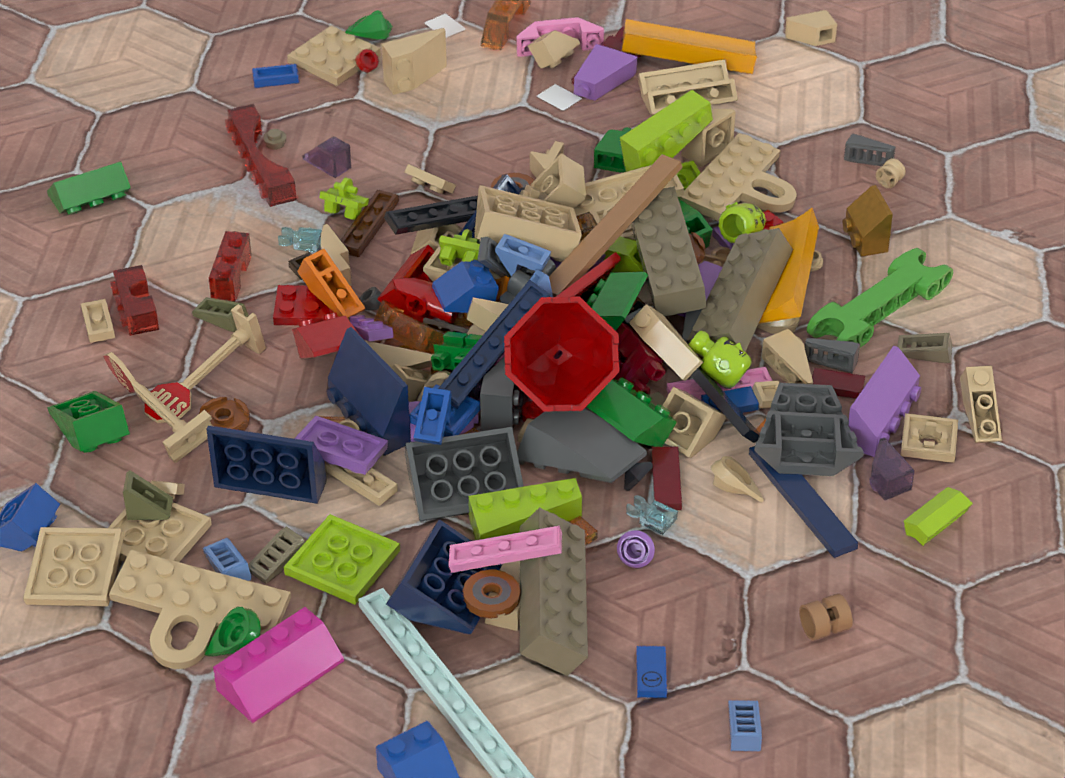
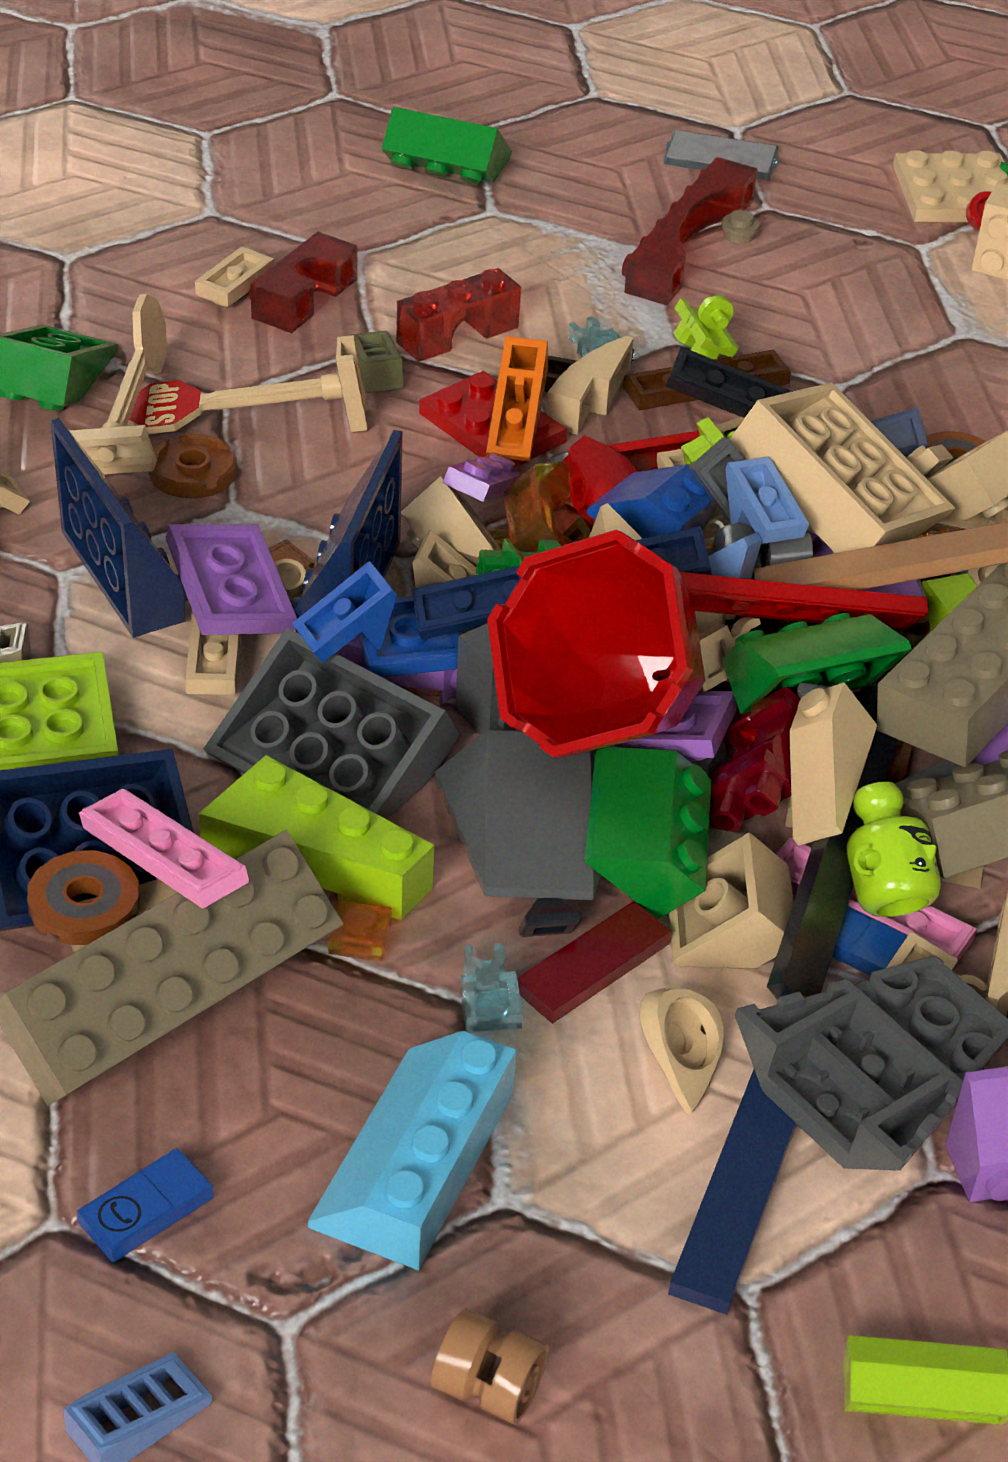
camera: 45 degrees right, 0 degrees up
(206, 107) = (699, 150): none -> flat silver piece
(275, 75) = (851, 167): blue tile -> none
(320, 337) = (425, 448): red slope -> none
(330, 157) = (771, 280): clear purple slope -> none
(437, 184) = (856, 377): tan plate -> none
(635, 549) = (386, 1013): medium lavender cone -> none
(706, 578) = (418, 1148): none -> medium azure slope
(890, 472) = (939, 1238): clear purple slope -> none

